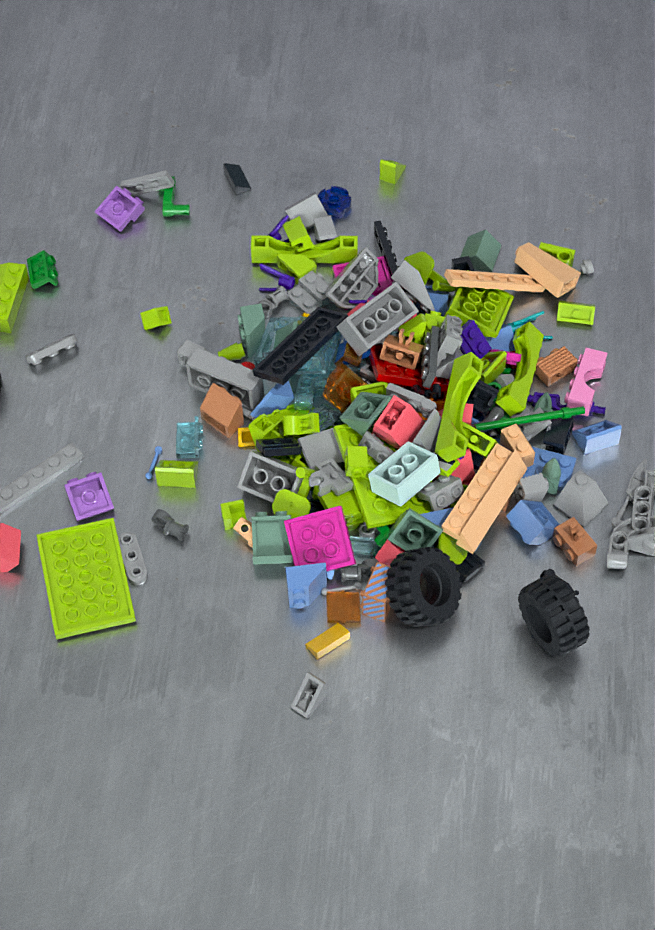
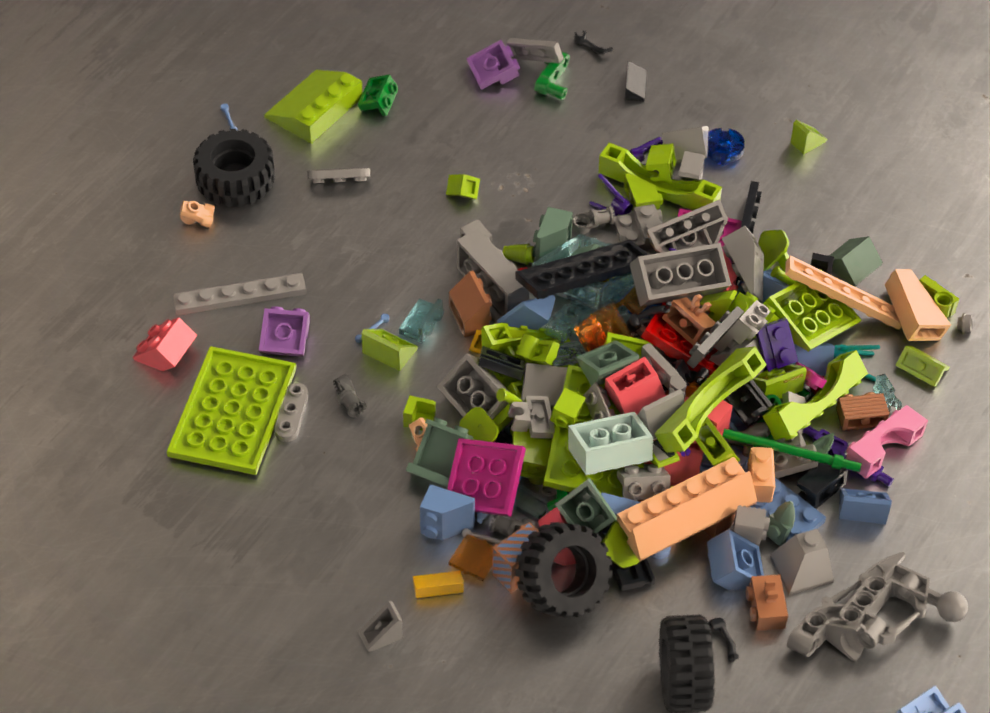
camera: 25 degrees right, 5 degrees down
(173, 161) = (580, 40): none -> black piece
(361, 370) = (634, 320): none -> black piece
(560, 340) = (883, 385): none -> clear light blue plate

